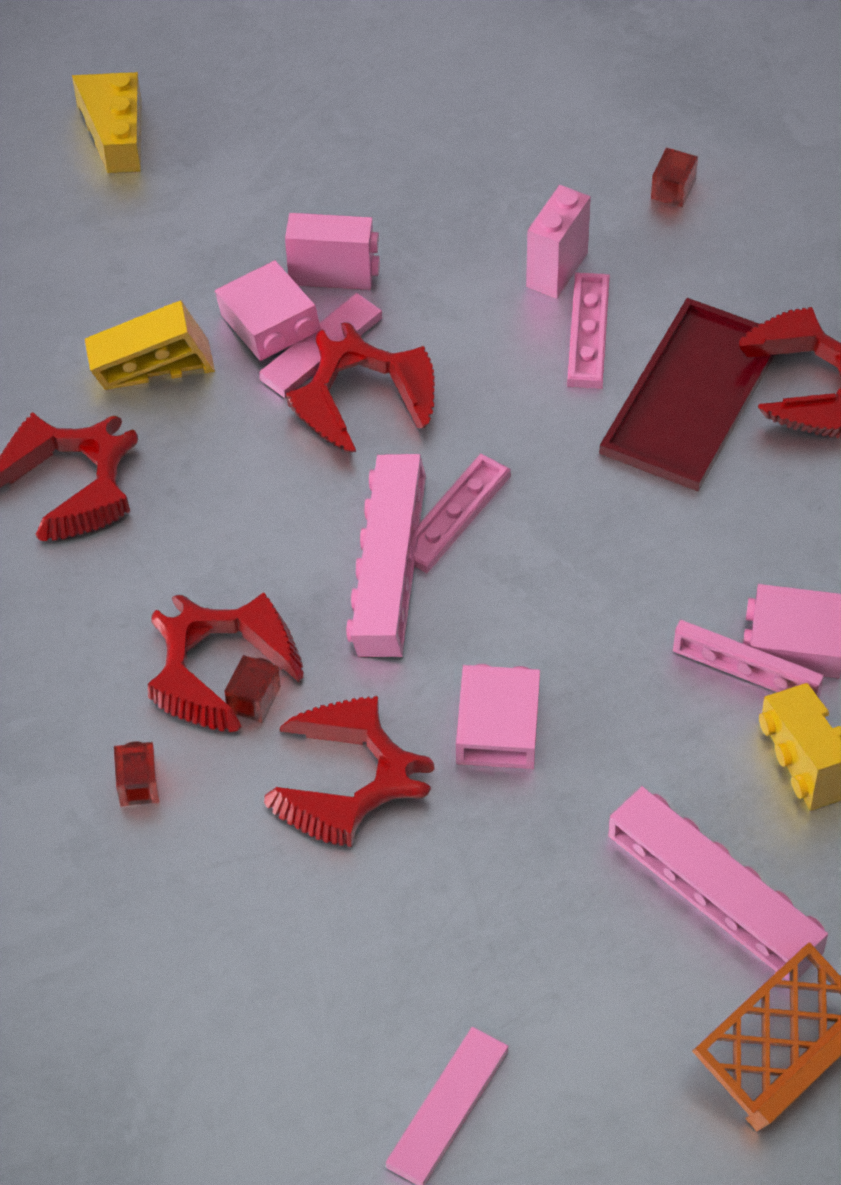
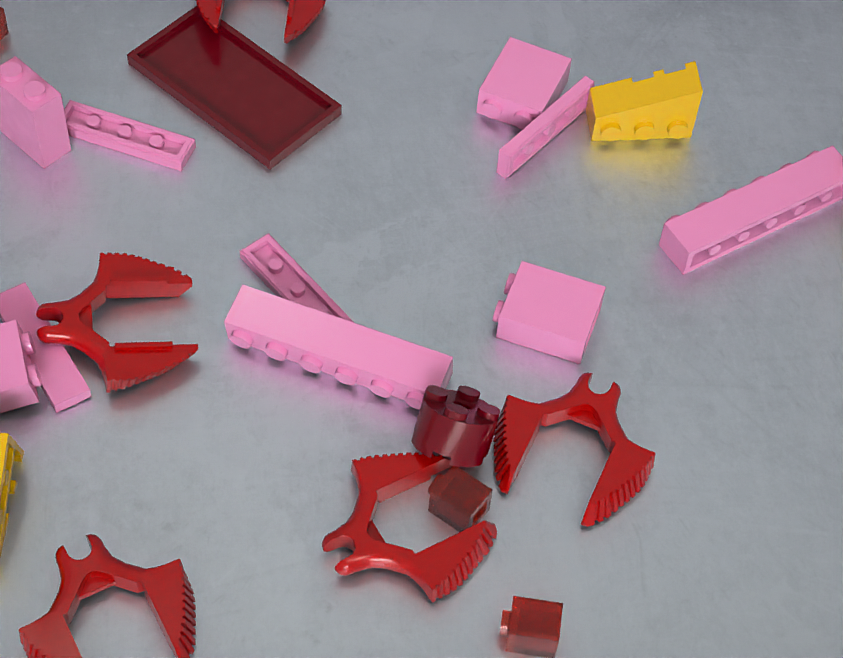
camera: 80 degrees left, 0 degrees up
(319, 656) = (455, 425): none -> dark red brick

